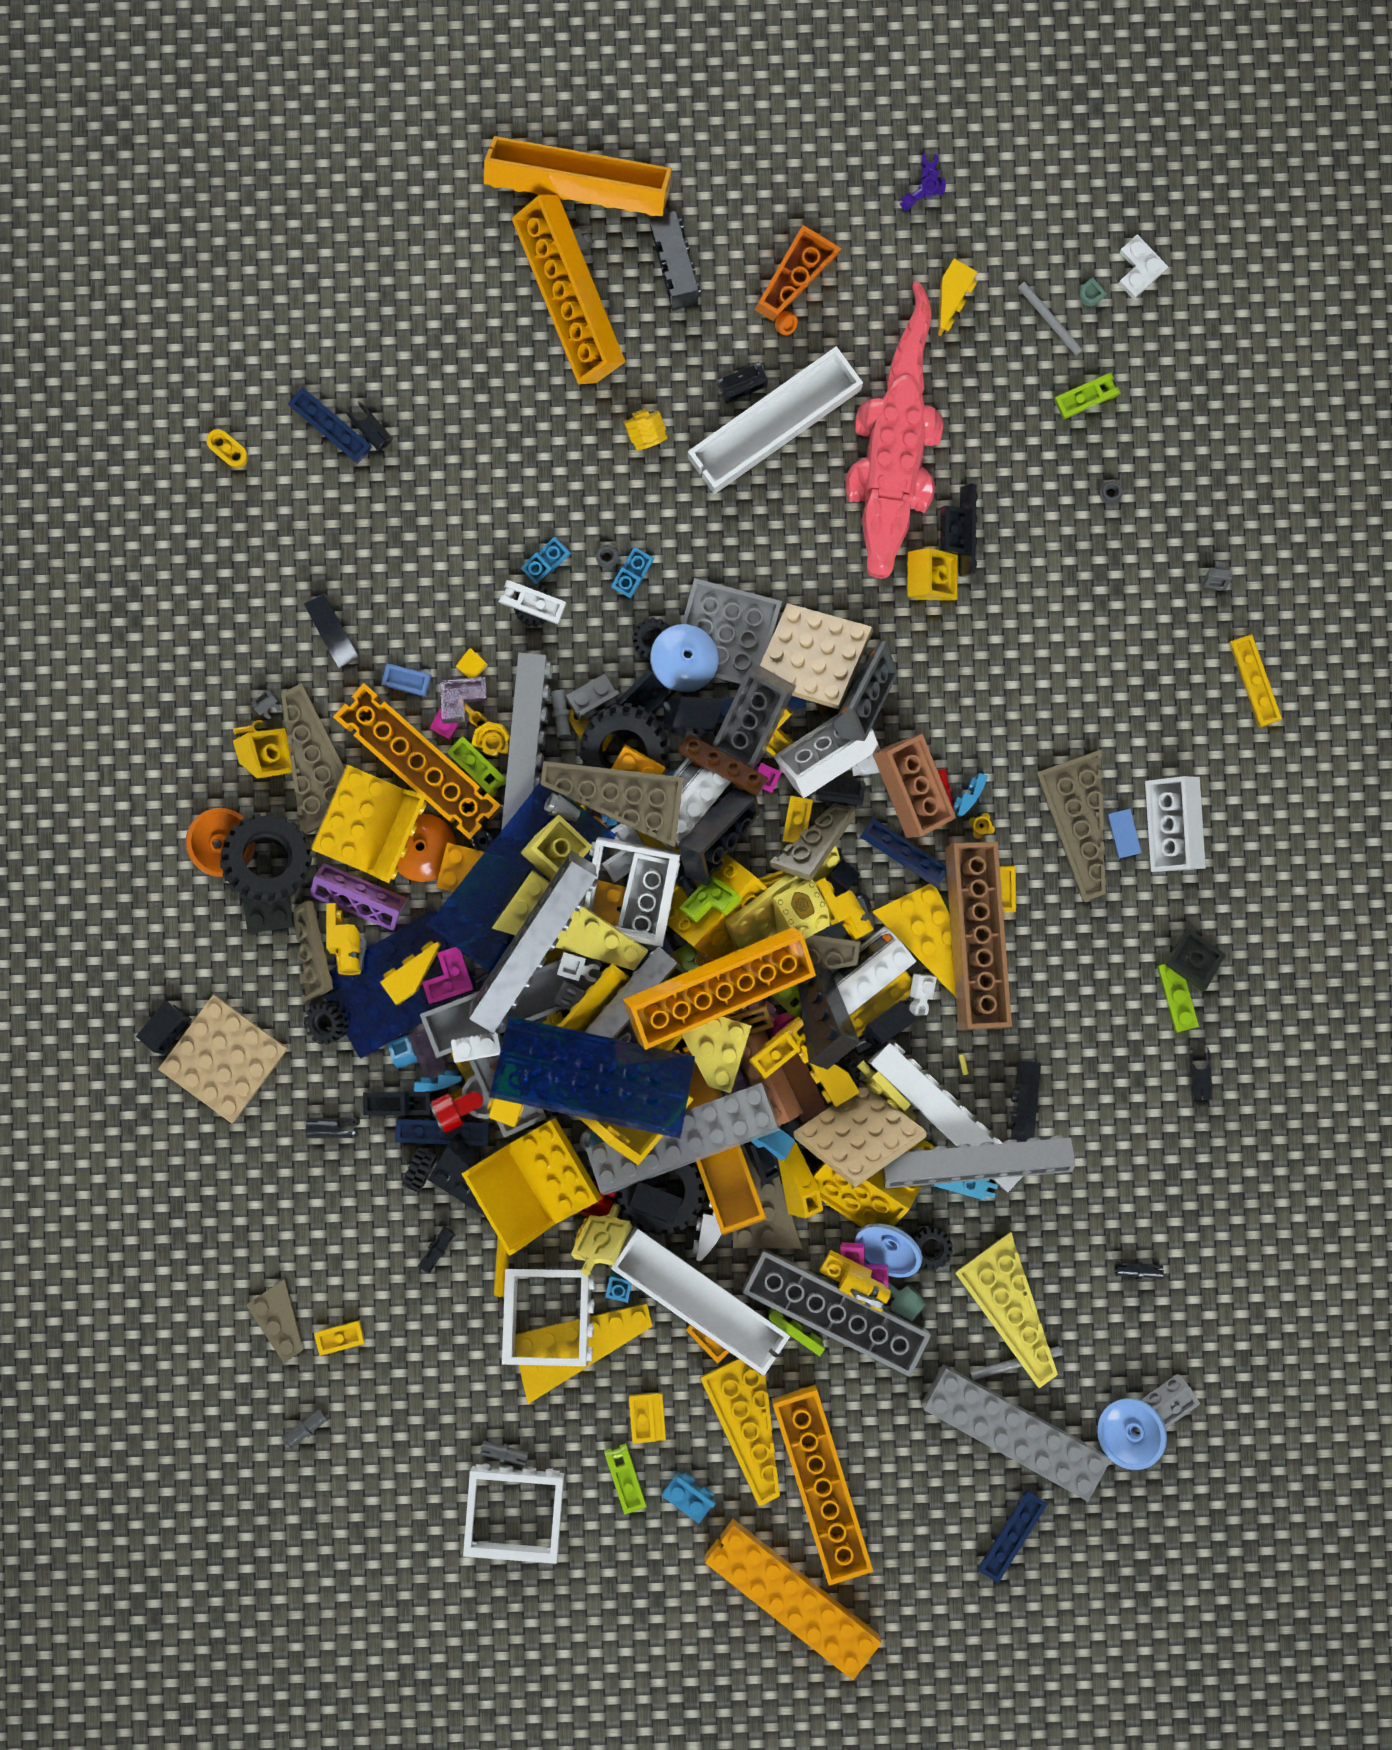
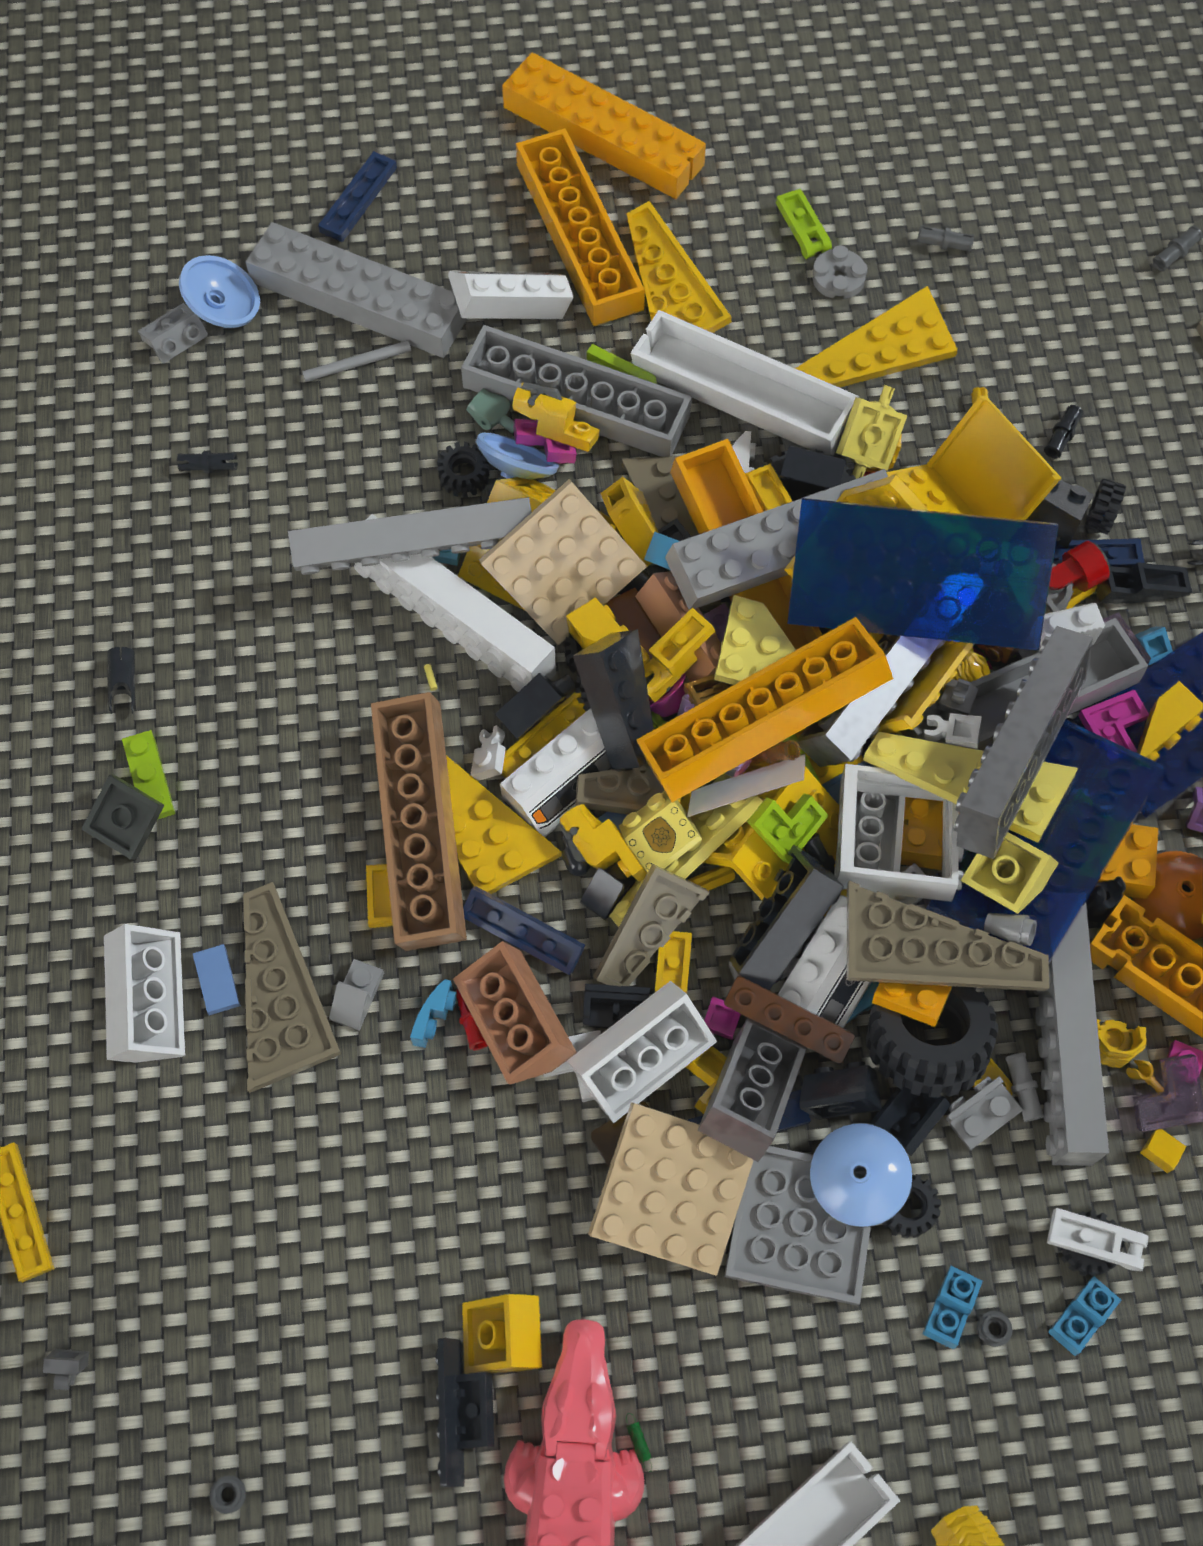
camera: 175 degrees right, 20 degrees down
(339, 1338) = (1159, 336): yellow plate -> none
(445, 1080) = (1111, 602): dark azure slope -> none
(476, 766) = (1131, 1005): lime plate -> none
(510, 1313) = (963, 352): white window -> none
(513, 1551) = (924, 150): white window -> none
(603, 1411) = (839, 260): none -> light grey plate
(647, 1417) = (787, 281): yellow plate -> none
(689, 1497) = (728, 212): dark azure bracket -> none
(690, 1189) = (768, 487): none -> yellow tile
(732, 936) = (746, 785): none -> white sticker
(847, 506) = (639, 1443): none -> green piece
(866, 694) = (592, 1131): dark grey slope -> none
(879, 1084) = (540, 626): light yellow plate -> none
(886, 1414) = (510, 294): none -> white slope
(985, 820) = (416, 967): yellow plate -> none
(1003, 1294) = (371, 421): light yellow wing -> none
(1024, 815) = (355, 994): none -> light grey slope
(1025, 1101) = (350, 631): black bracket -> none

